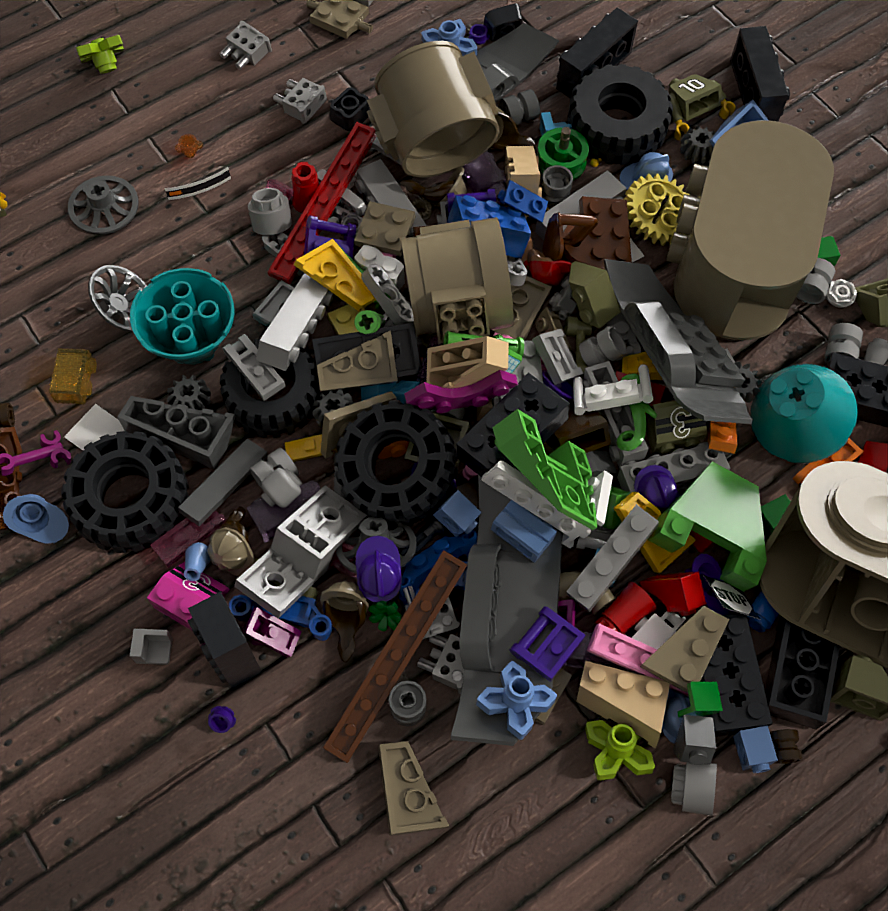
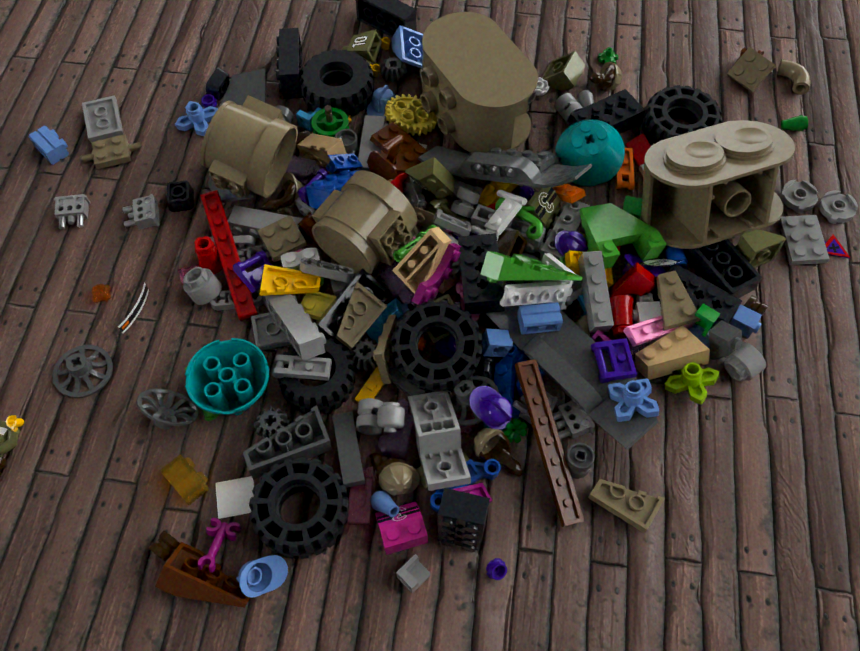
camera: 45 degrees left, 5 degrees down
(364, 319) = (341, 286): bright green pin -> none

